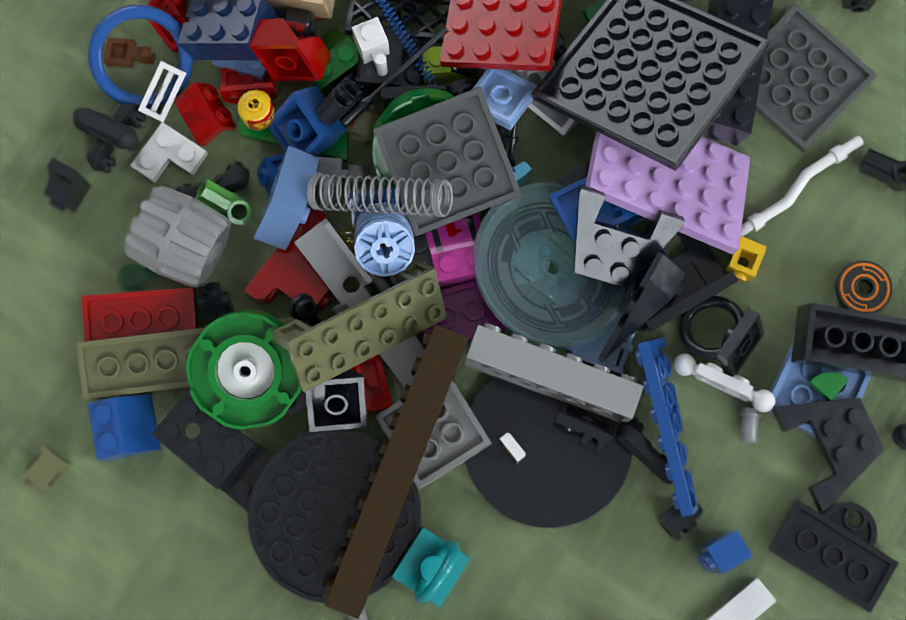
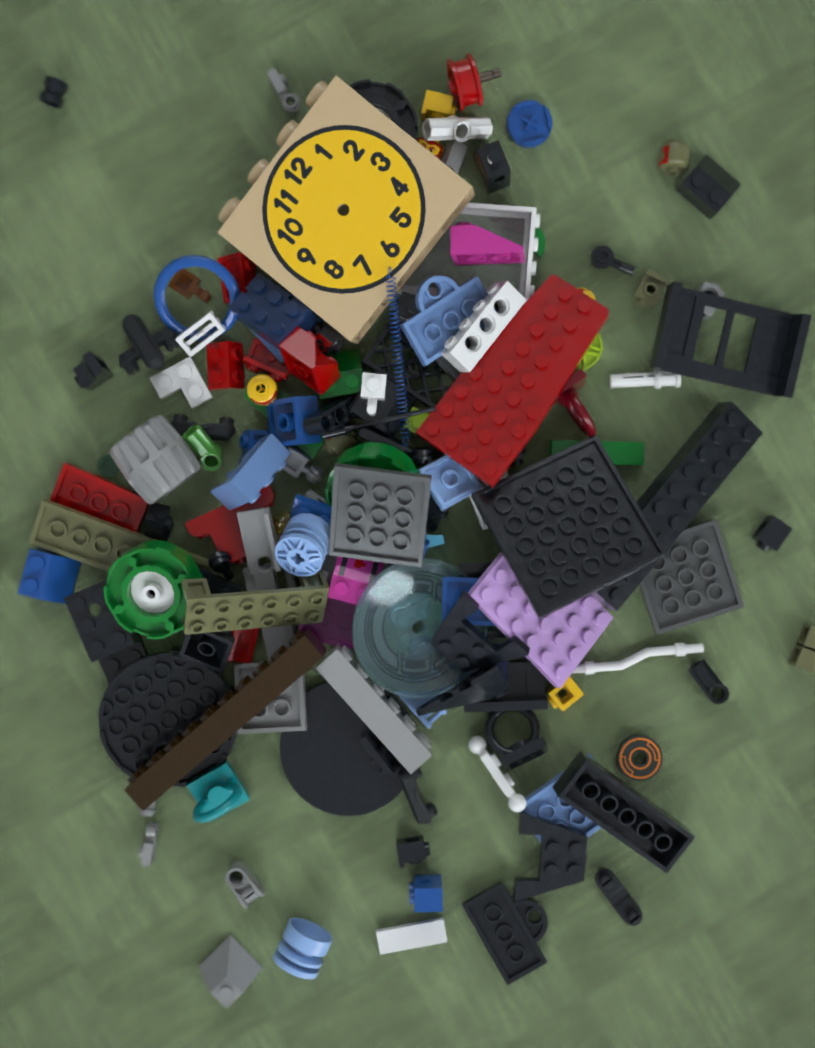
camera: 30 degrees right, 10 degrees up
(435, 195) = (349, 547): light grey piece -> none
(512, 447) = (319, 741): white tile -> none
(668, 417) = (439, 780): blue wing -> none
(749, 425) = (498, 812): light grey pin -> none
(828, 384) = (570, 815): green tile -> none

